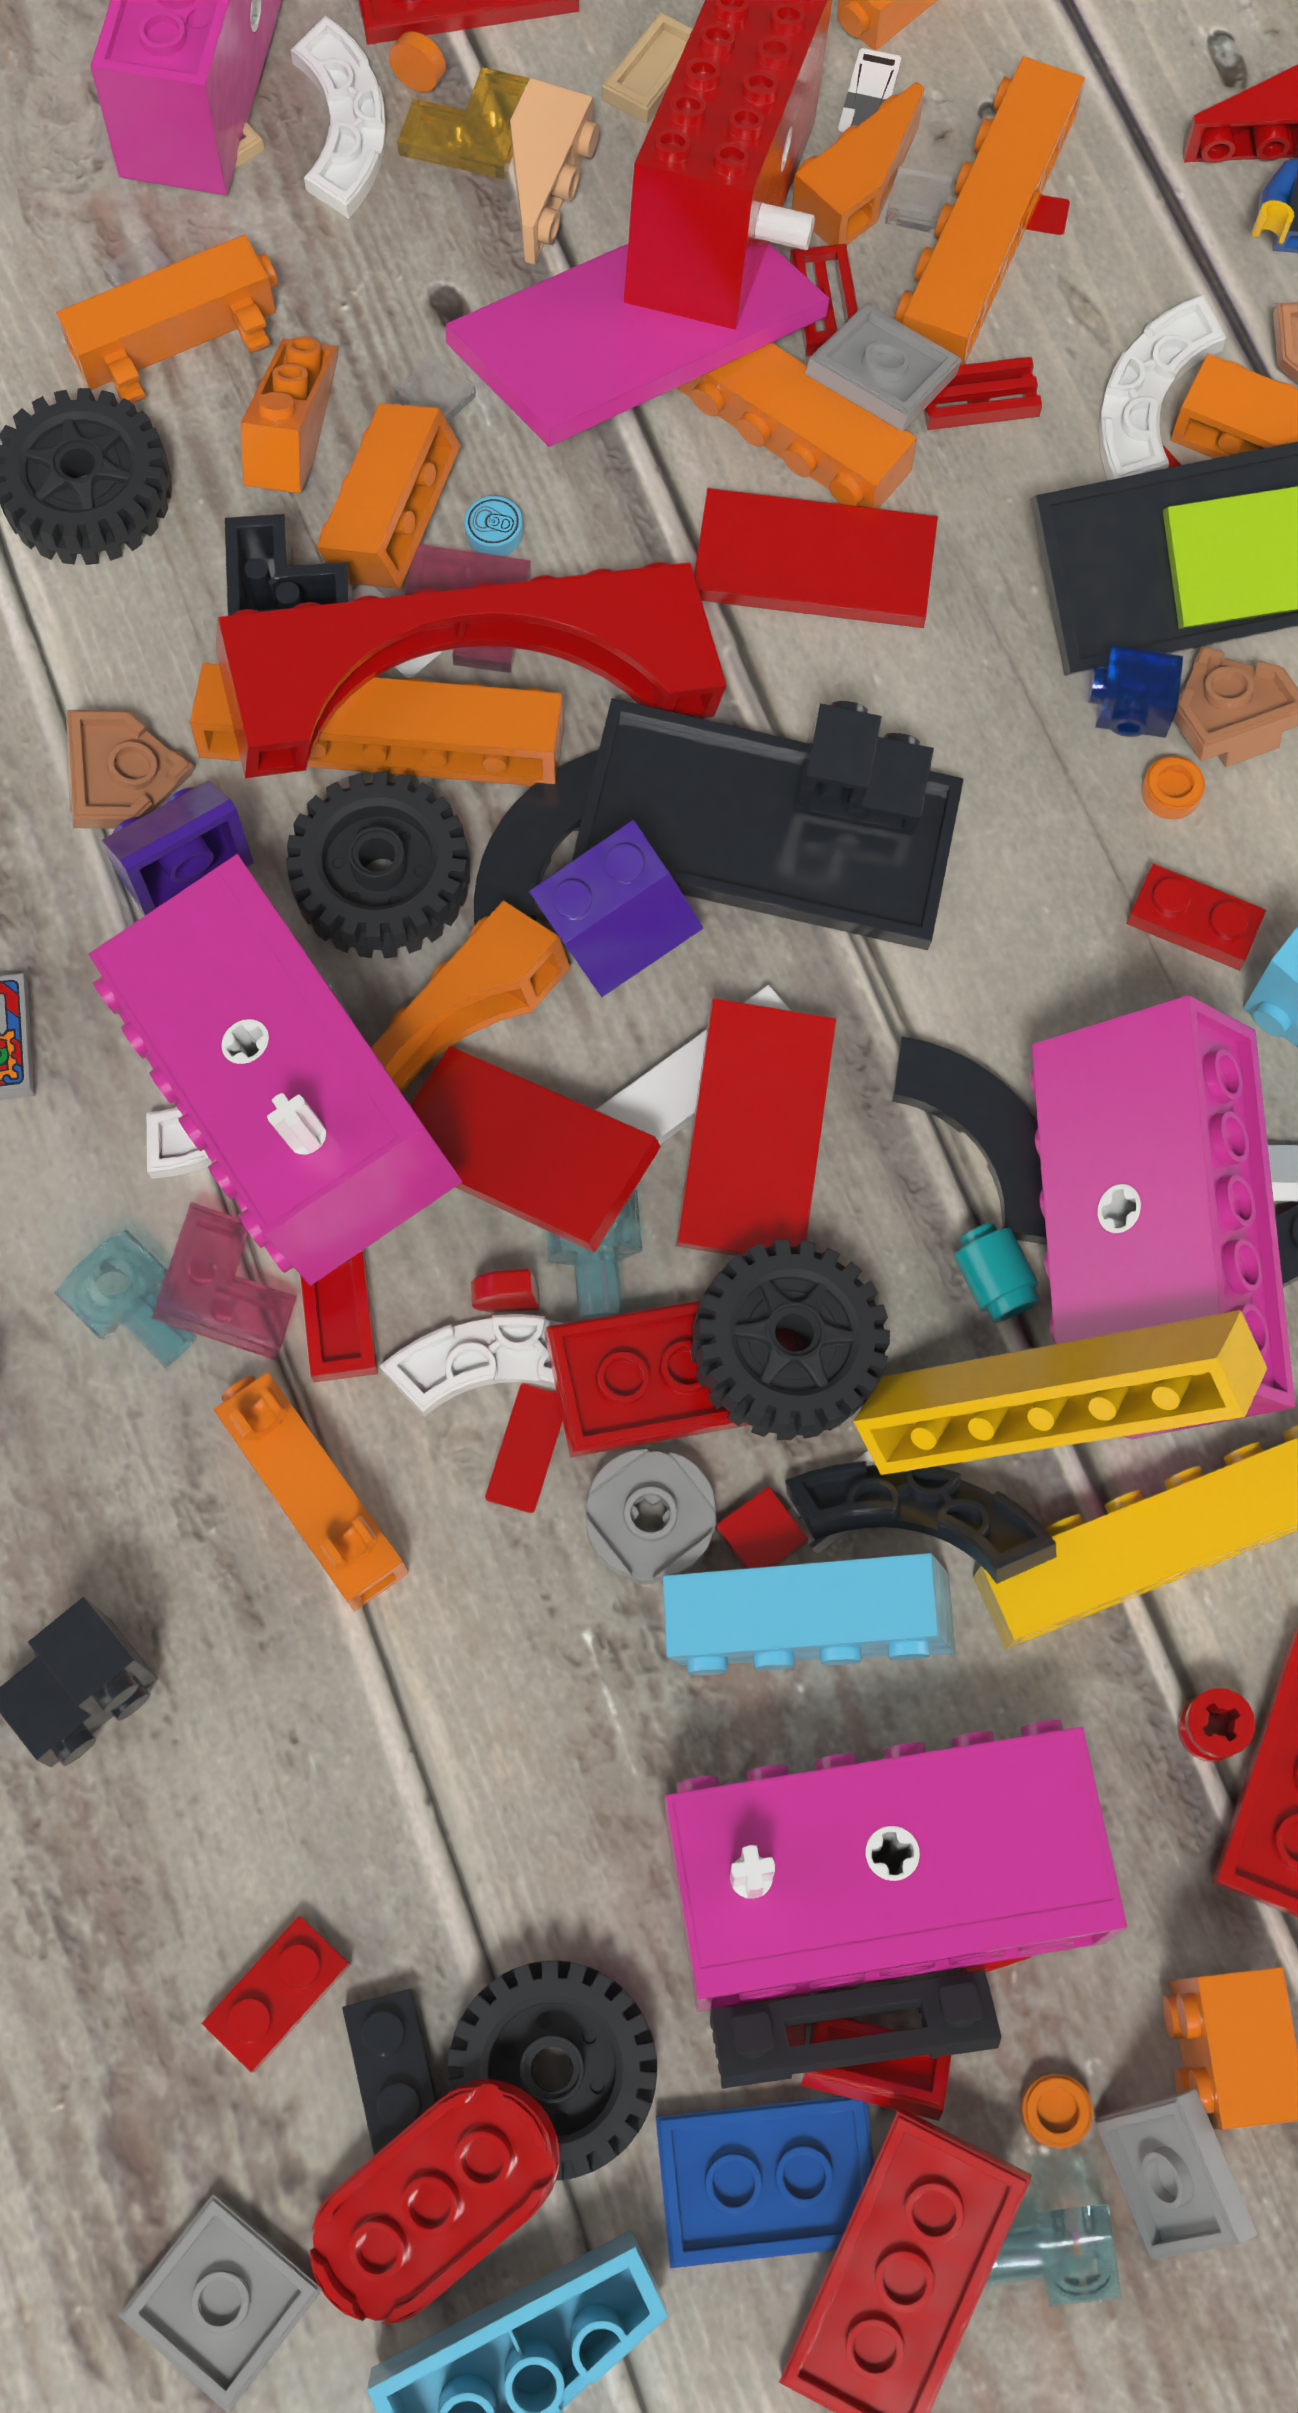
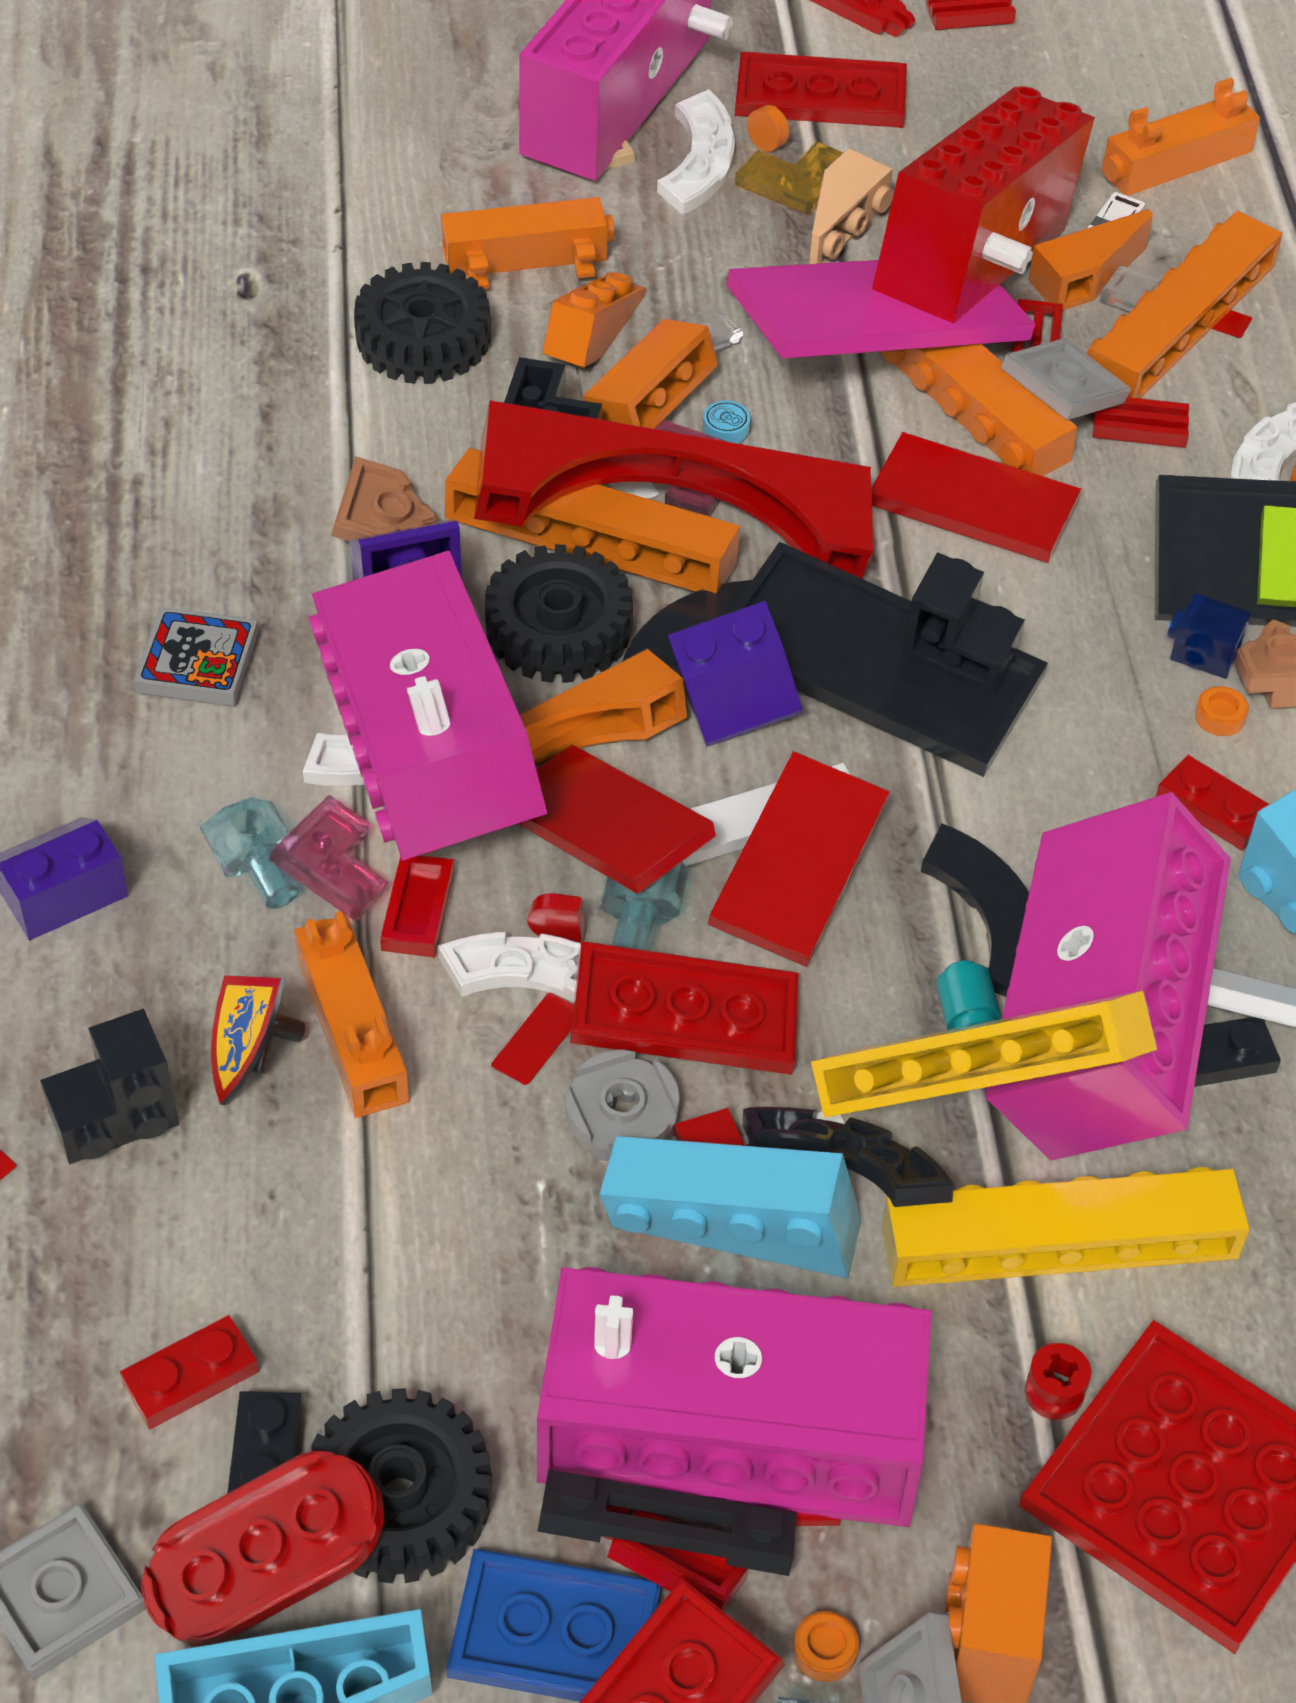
camera: 15 degrees right, 20 degrees down
(197, 1551) = (246, 1029): none -> shield
(760, 1378) = (739, 1003): black wheel -> none

